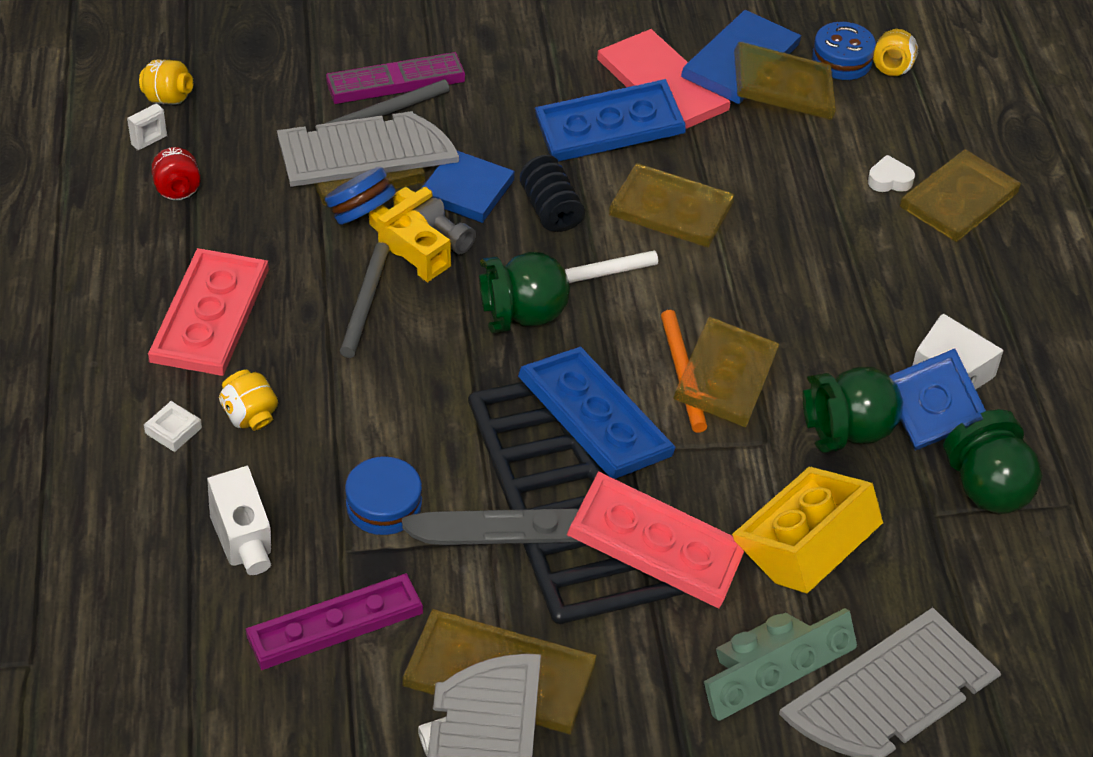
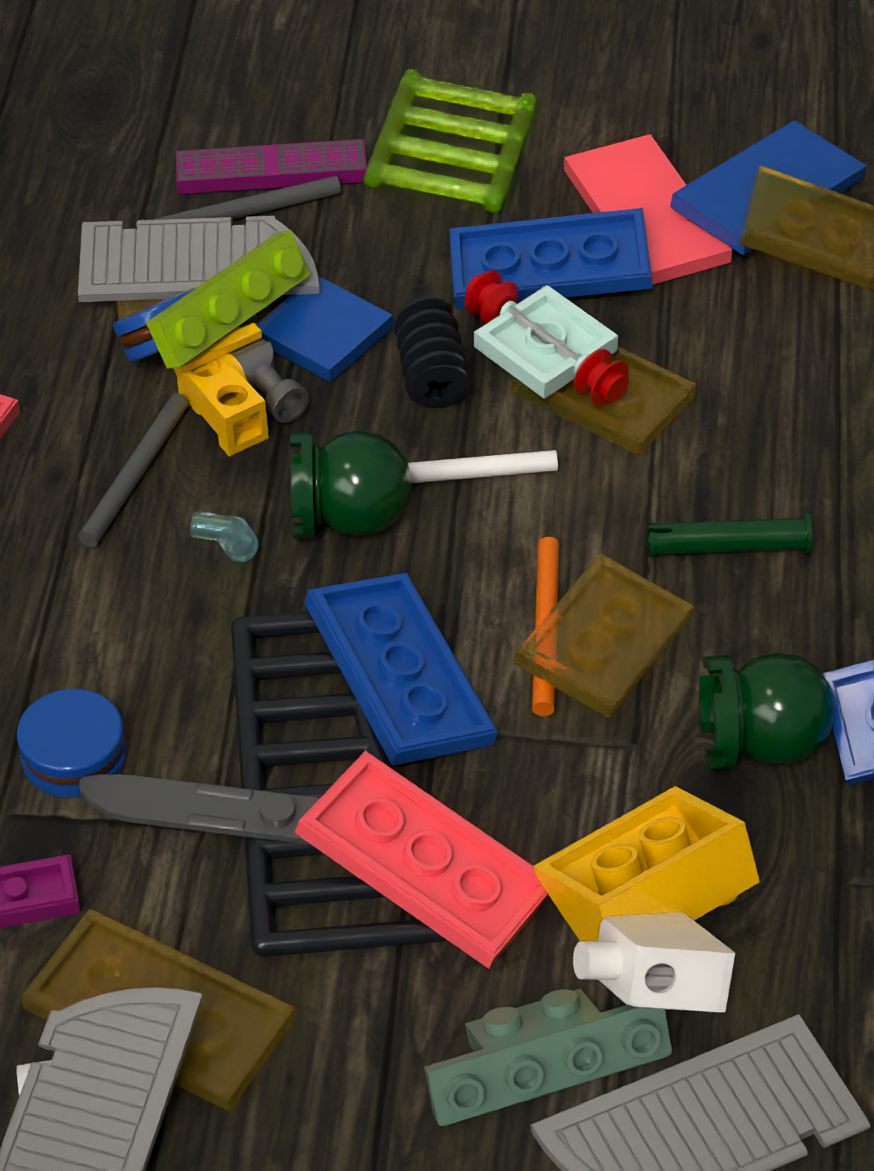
camera: 15 degrees right, 0 degrees up
(405, 172) = (228, 299): none -> lime plate
(447, 334) = (229, 531): none -> clear light blue arm
(476, 52) = (403, 113): none -> clear neon green bar
(628, 176) = (545, 340): none -> light aqua plate
(790, 294) = (730, 536): none -> dark green pin
(826, 580) = (658, 962): none -> white torso

